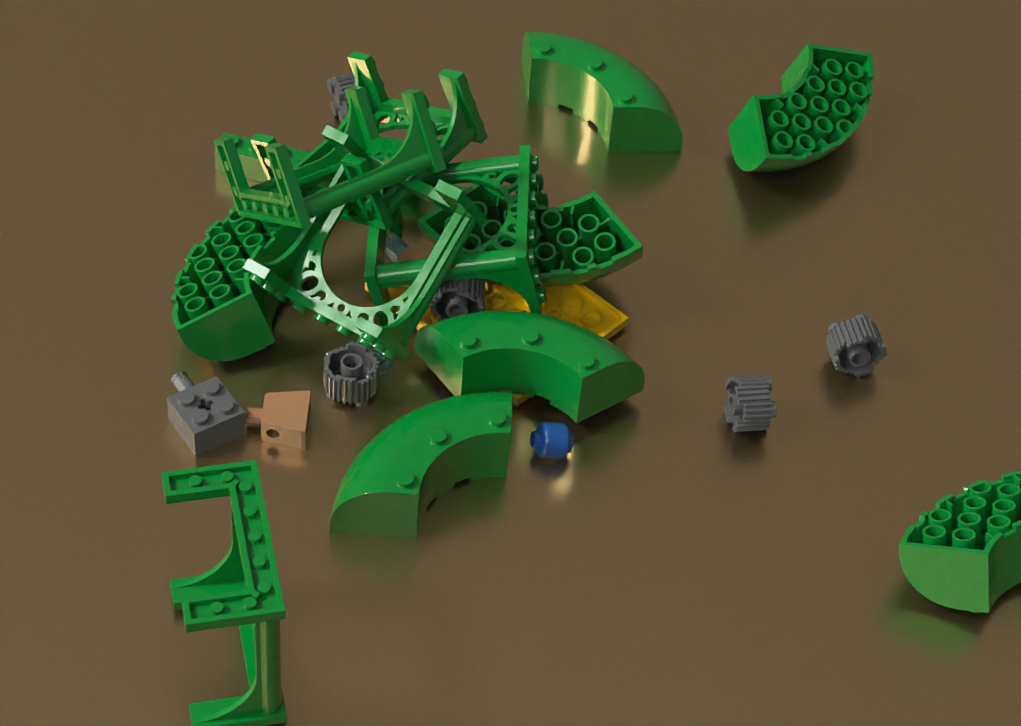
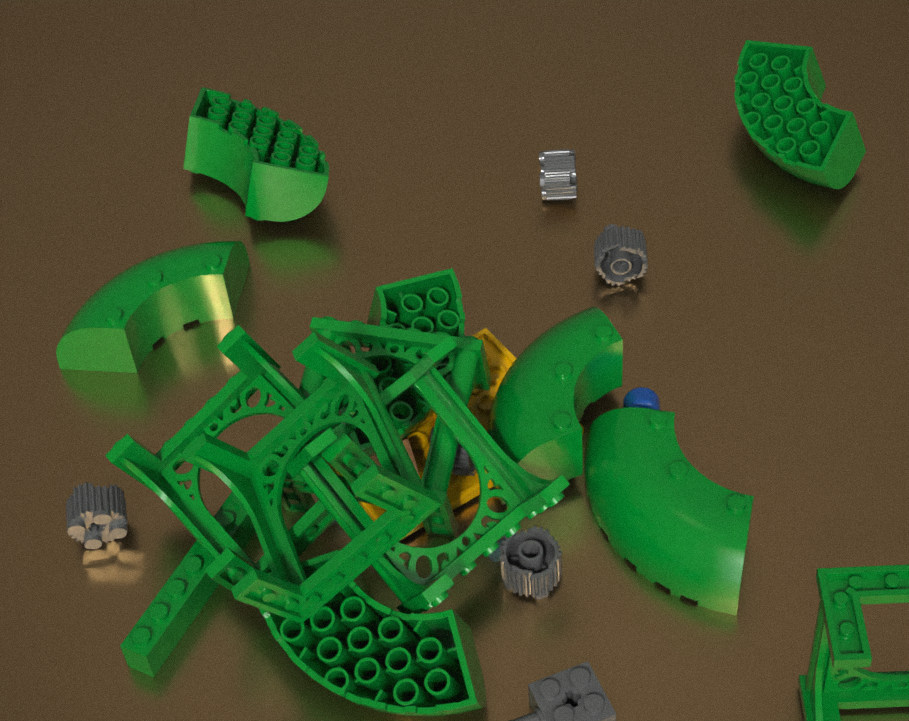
camera: 70 degrees left, 0 degrees up
(283, 418) = (583, 632): medium nougat torso -> none

